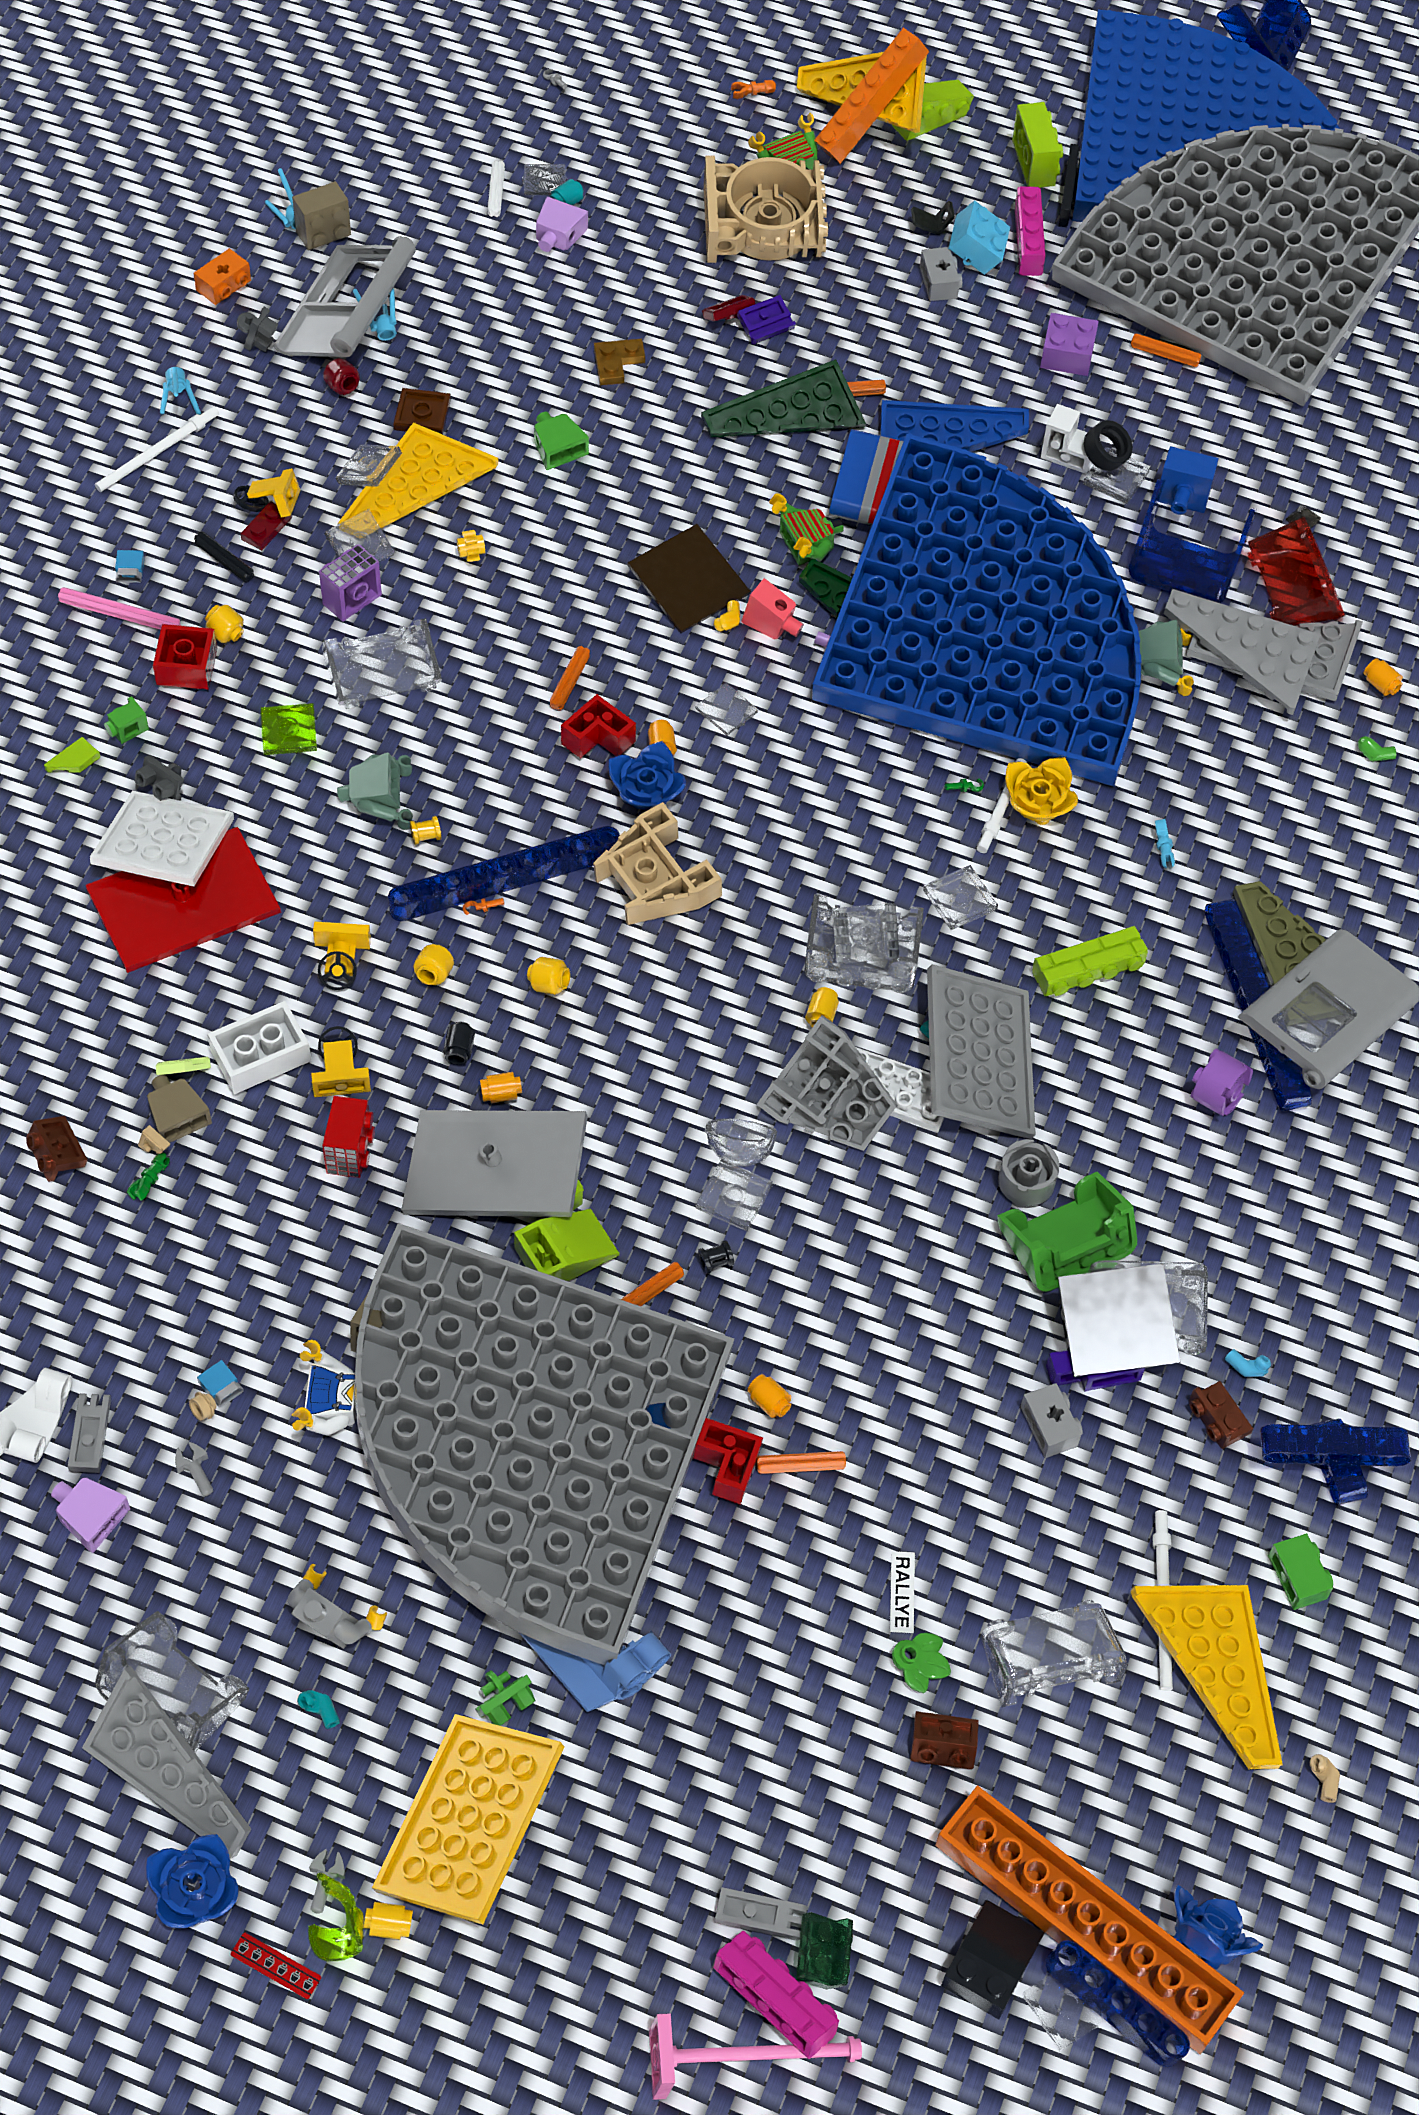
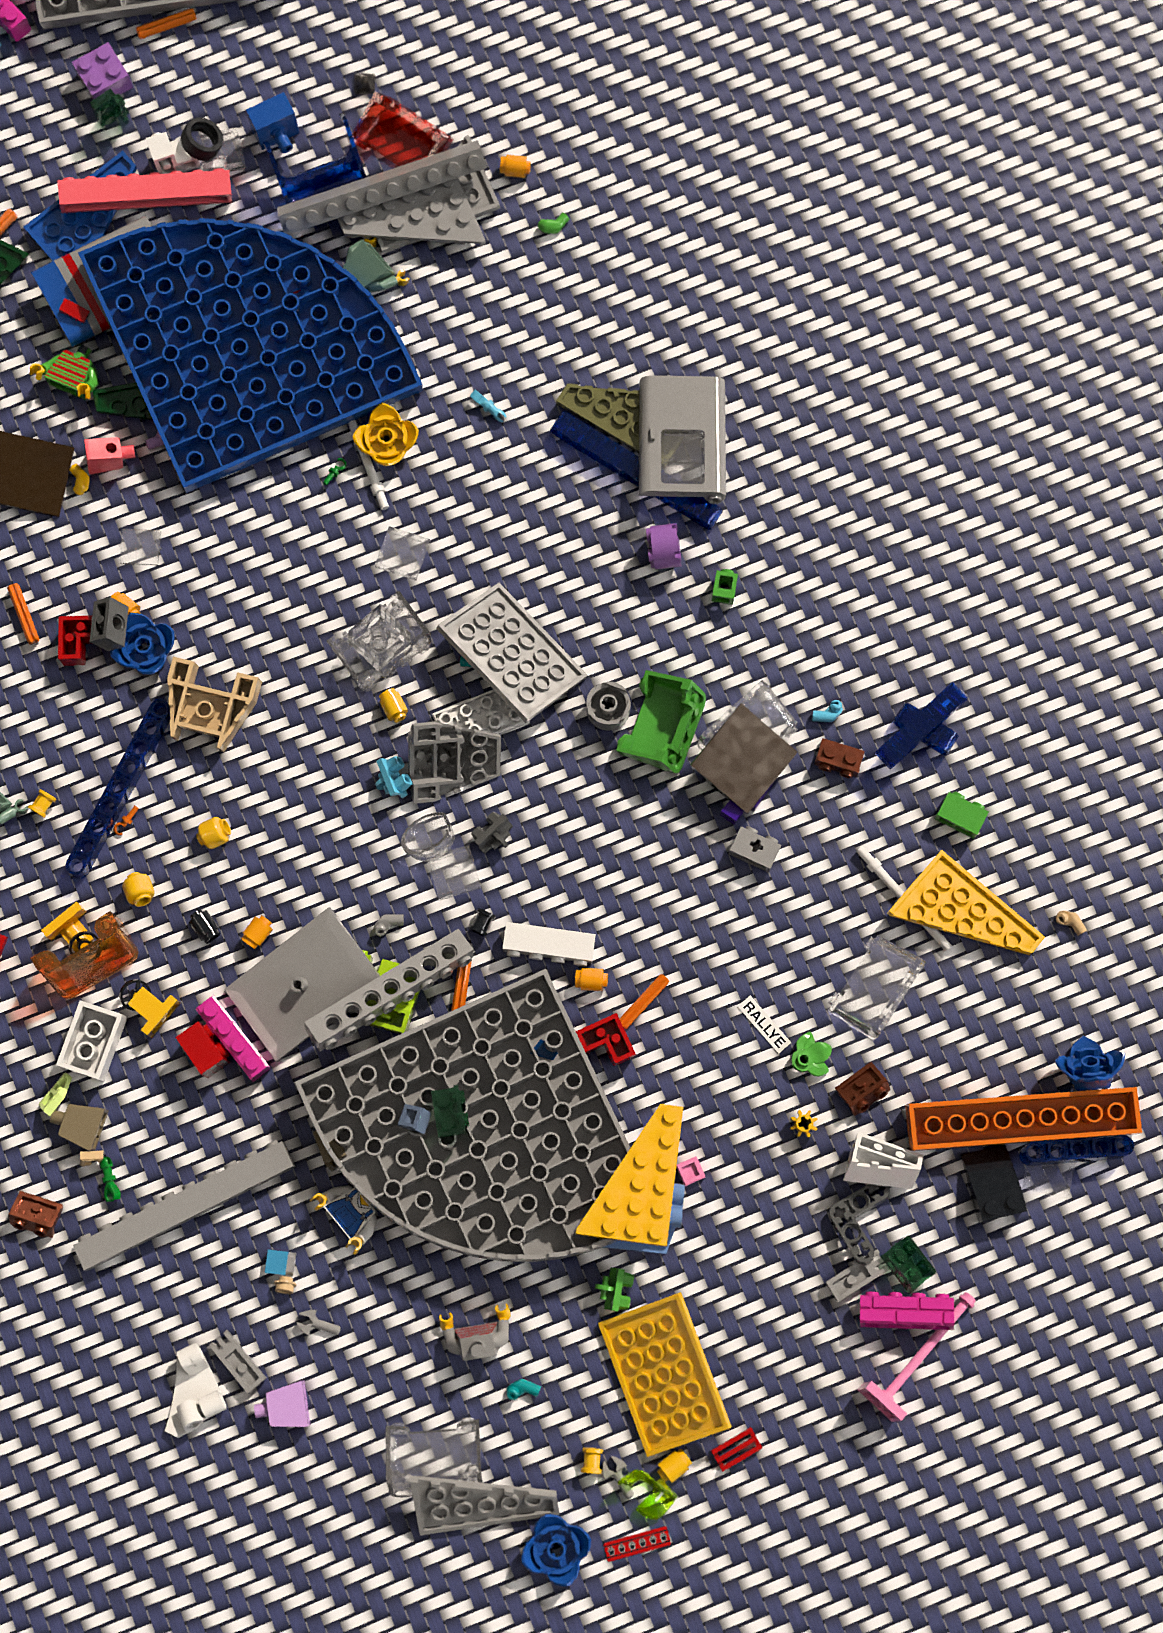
camera: 40 degrees left, 20 degrees up
(190, 1255) = (183, 1206): none -> light grey brick
(315, 1836) = (591, 1460): none -> yellow bush
(331, 981) = (91, 963): none -> clear orange windscreen
(383, 1155) = (233, 1038): none -> dark pink brick
(471, 1955) = (719, 1459): none -> red tile
(473, 1349) = (414, 1118): none -> sand blue slope
(511, 1372) = (448, 1111): none -> clear green bracket
(568, 1226) = (452, 944): none -> light grey brick
(621, 1607) = (640, 1192): none -> yellow wing
(627, 1182) = (386, 922): none -> light grey arm
(633, 731) = (109, 624): none -> dark grey brick
(690, 1659) = (690, 1171): none -> bright pink tile
(758, 1065) = (390, 779): none -> medium azure hips
(761, 1329) = (548, 943): none -> white brick
(806, 1191) = (494, 835): none -> dark grey hips
(815, 1848) = (852, 1212): none -> dark grey beam
(856, 1720) = (801, 1129): none -> yellow gear
(858, 482) = (74, 310): none -> red piece
(892, 1822) = (882, 1163): none -> white wedge
(1017, 448) = (144, 190): none -> coral brick
(1047, 368) = (109, 107): none -> clear green bracket
(1090, 961) = (517, 530): lime brick -> none
(1238, 595) = (381, 187): none -> light grey brick
(1248, 1168) = (728, 578): none -> bright green brick

